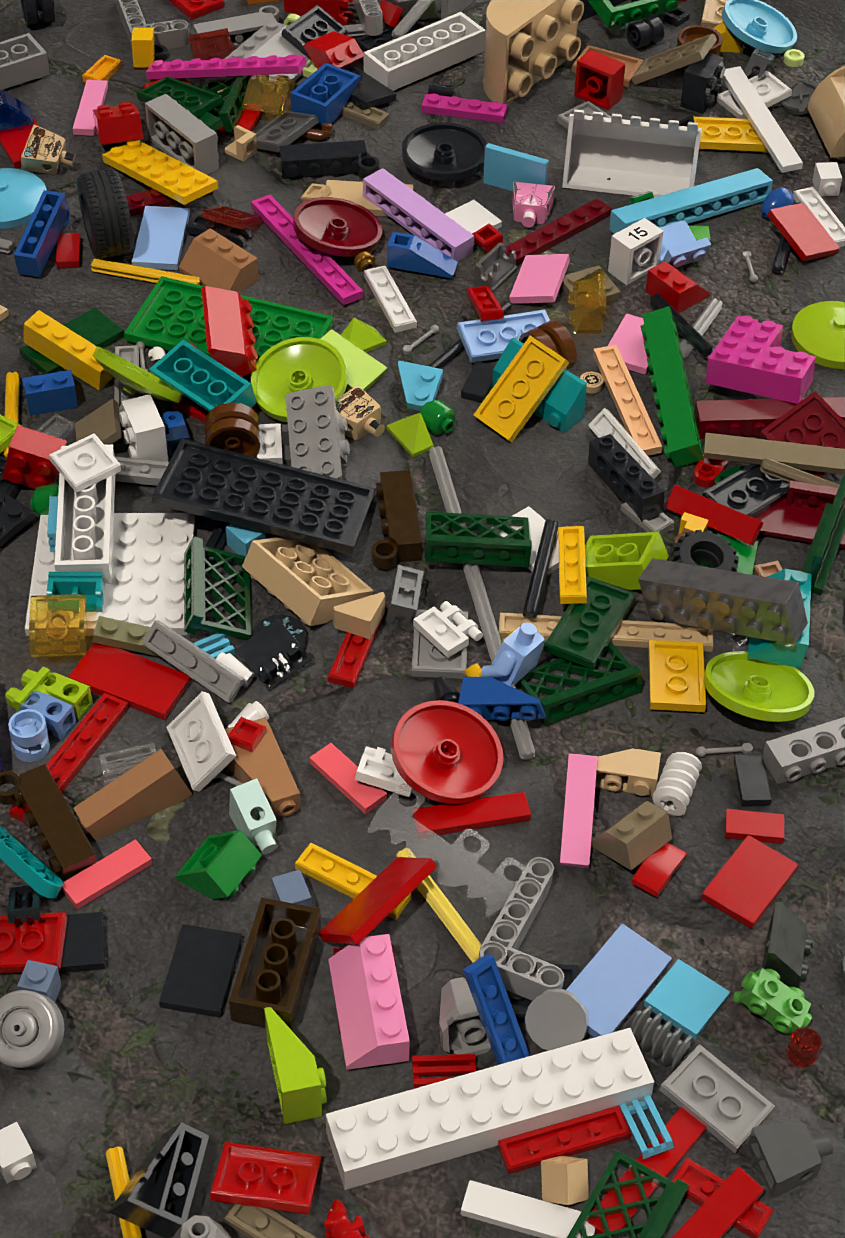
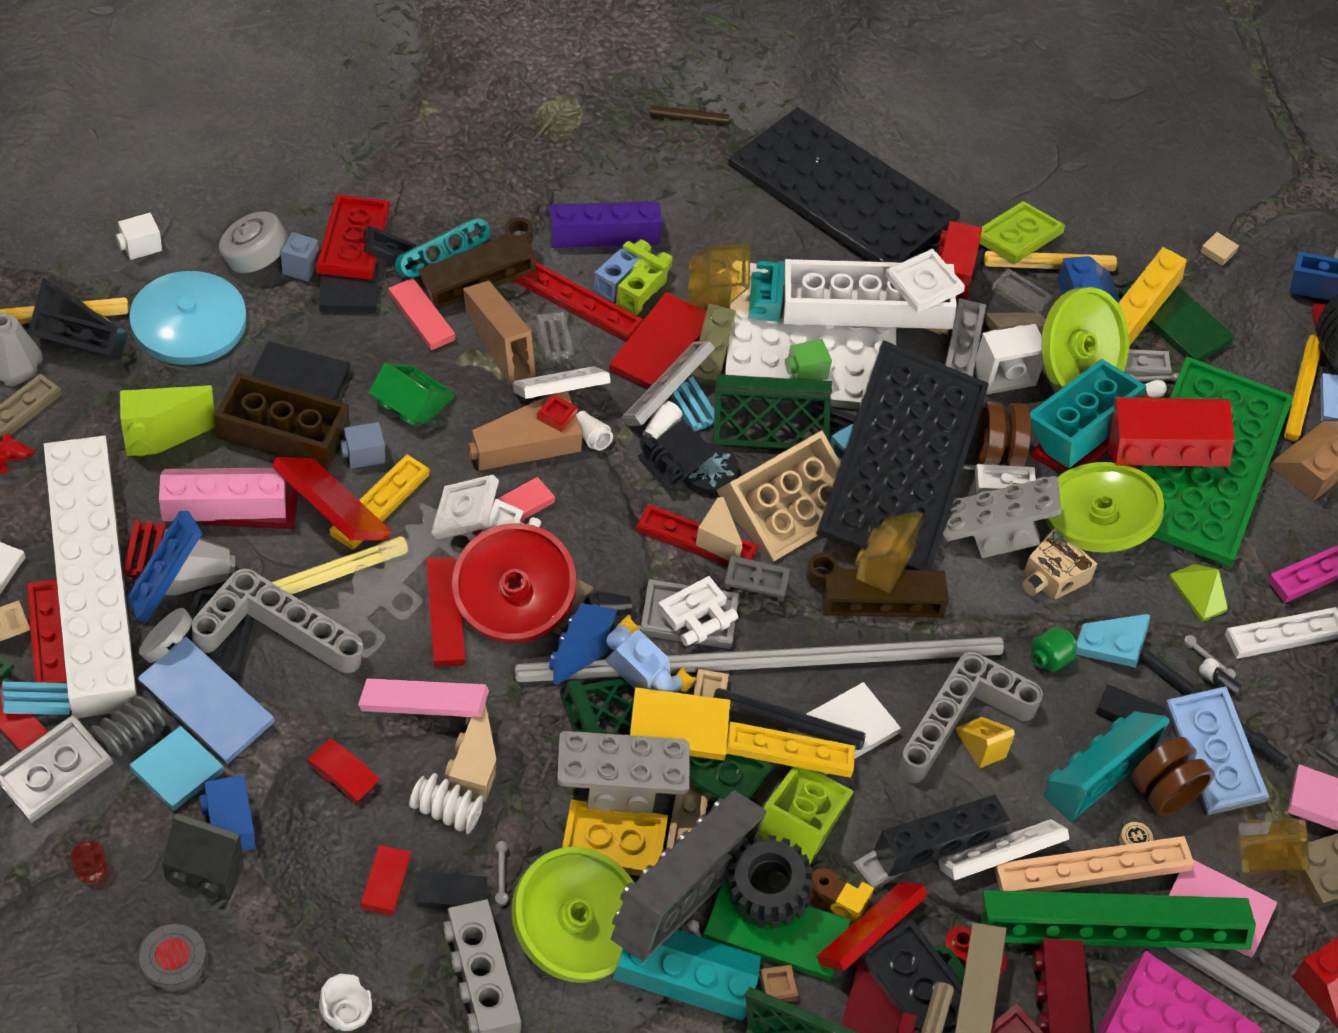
camera: 90 degrees right, 5 degrees up
(29, 735) = (586, 254): light blue wheel -> none
(125, 1088) = (188, 317): none -> medium azure dish
(162, 559) = (809, 360): none -> bright green brick
(174, 430) = (1030, 393): leg -> none
(253, 815) = (456, 416): light aqua torso -> none
(266, 1178) = (68, 402): red tile -> none
(356, 800) = (470, 502): none -> white tile
(360, 366) = (1149, 569): lime tile -> none
(380, 490) = (888, 551): none -> clear yellow slope
(411, 434) = (1028, 625): lime slope -> none
(440, 334) = (1210, 671): none -> arm
(480, 549) = (812, 657): dark green fence -> none
(481, 468) = (968, 685): none -> light grey beam
(485, 303) = (1274, 727): red tile -> none
(521, 388) = (1088, 728): yellow plate -> none
(530, 455) = (986, 740): none -> yellow slope
(569, 629) = (683, 716): none -> yellow tile
(626, 655) = (623, 769): none -> light grey bracket
(635, 835) = (380, 743): dark tan slope -> none
(684, 327) = (1248, 960): black axle -> none
(729, 944) = (229, 808): none -> blue brick
(749, 881) = (312, 859): red tile -> none
(774, 1000) = (145, 831): bright green brick -> none

